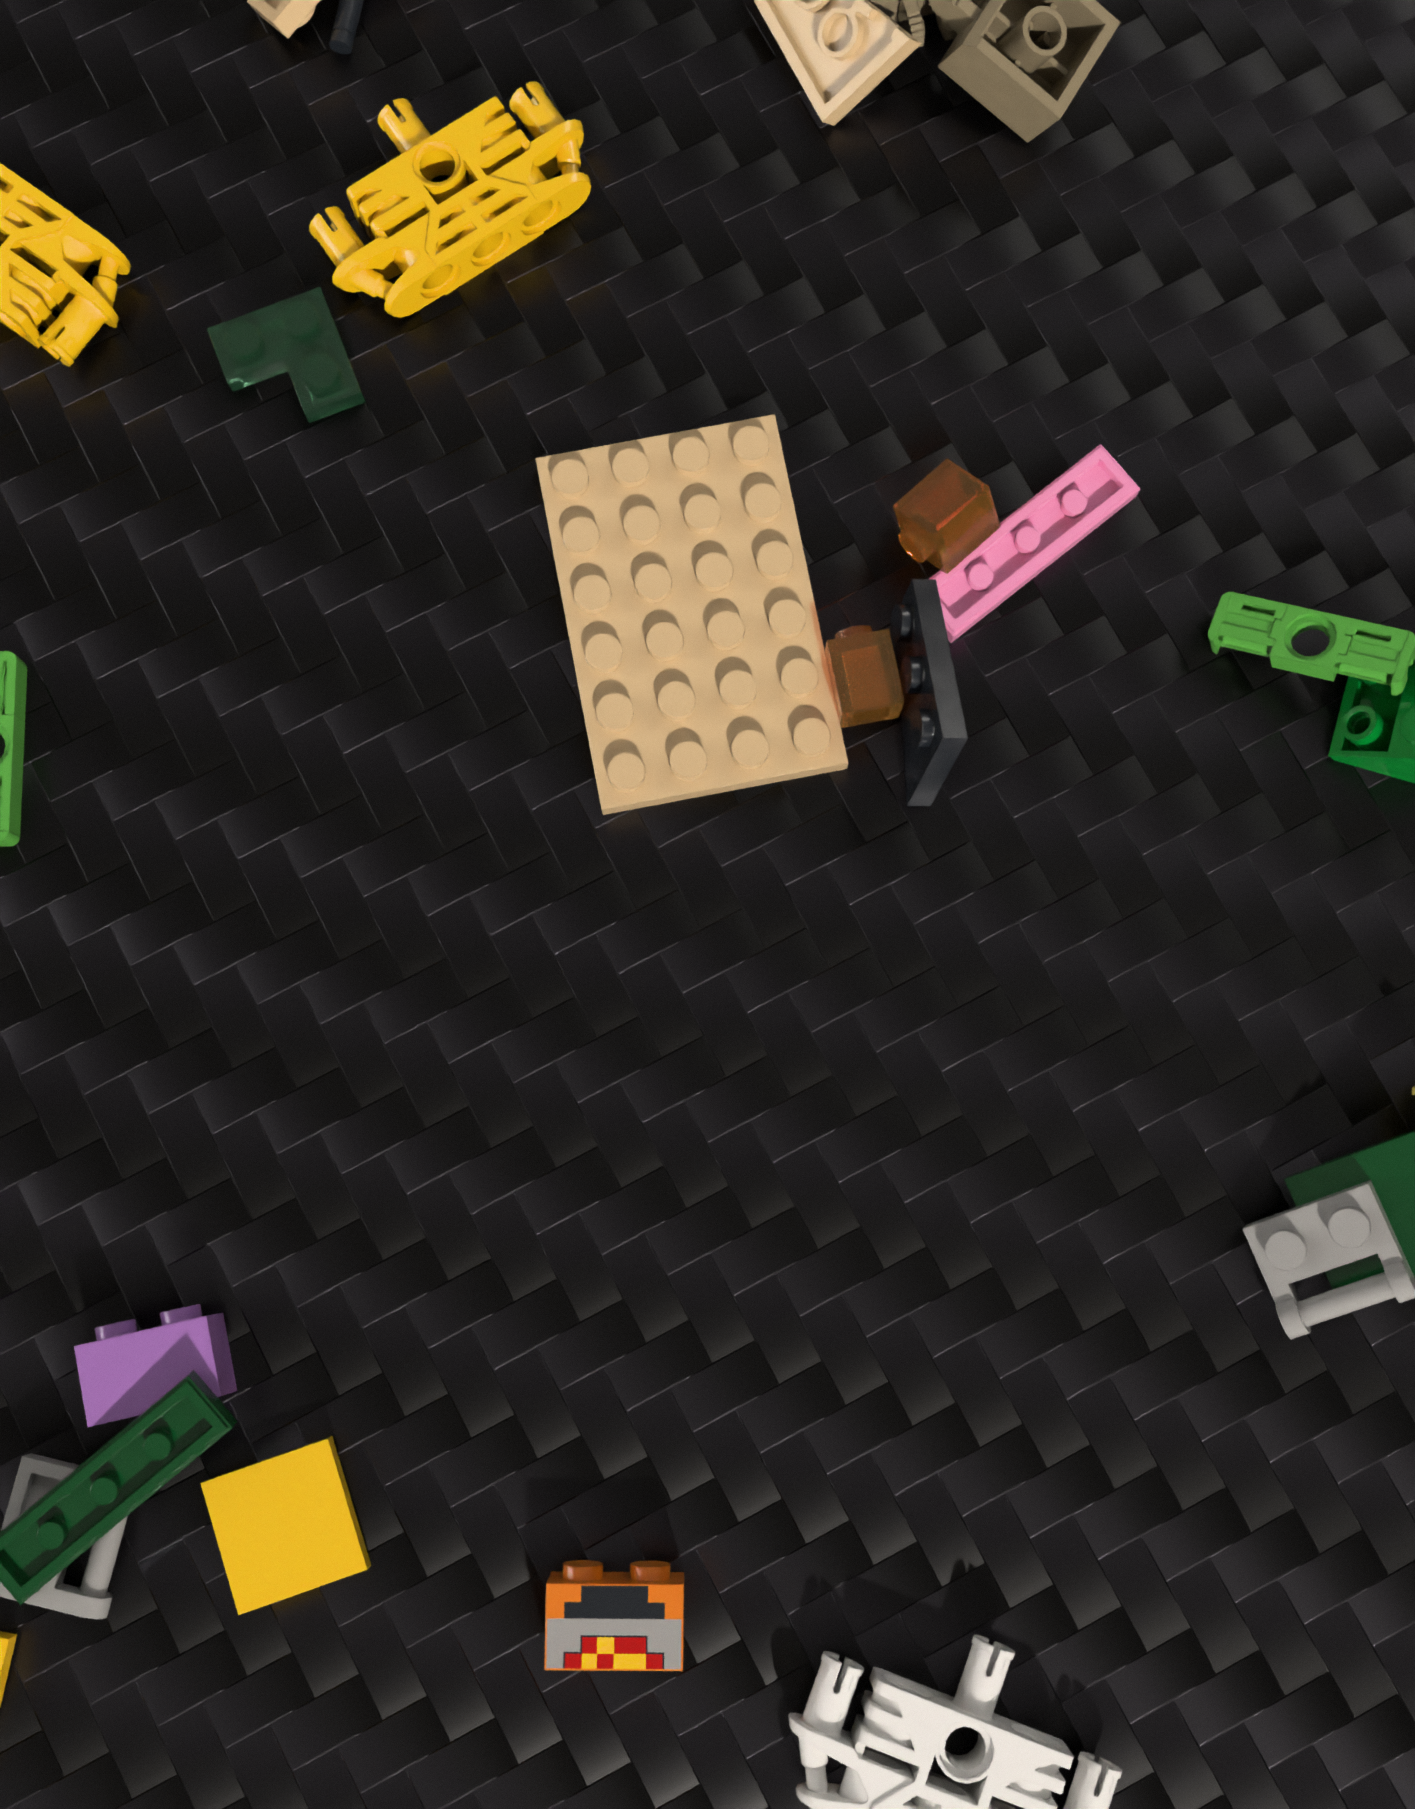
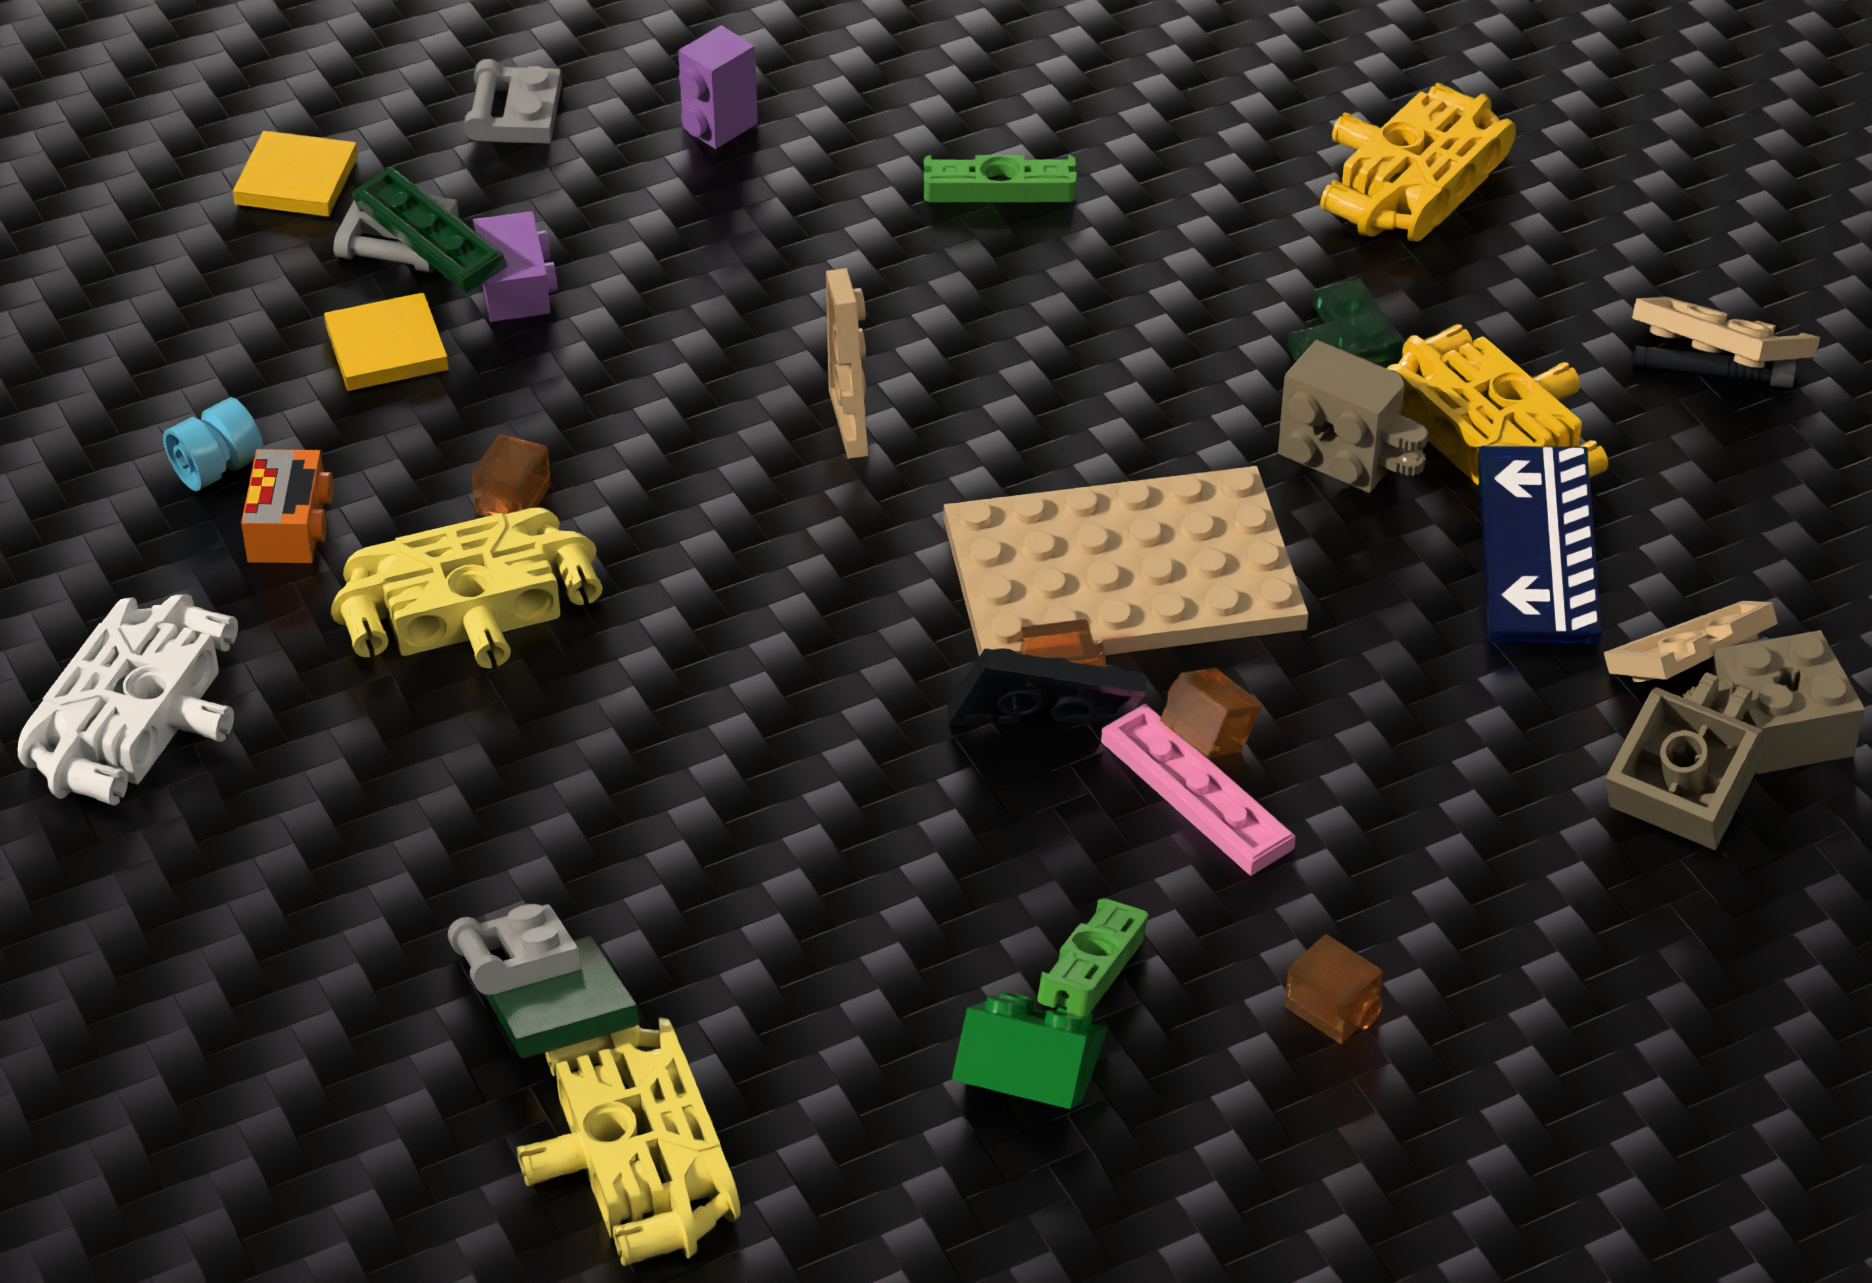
camera: 90 degrees right, 35 degrees down
(407, 916) = (845, 354): none -> tan wing
(491, 342) = (1348, 418): none -> dark tan hinge
(510, 1732) = (210, 445): none -> medium azure wheel
(569, 1333) = (510, 476): none -> clear orange brick
(676, 163) = (1538, 544): none -> clear blue tile
(714, 1388) = (464, 584): none -> light yellow piece
(1317, 412) = (1334, 989): none -> clear orange brick

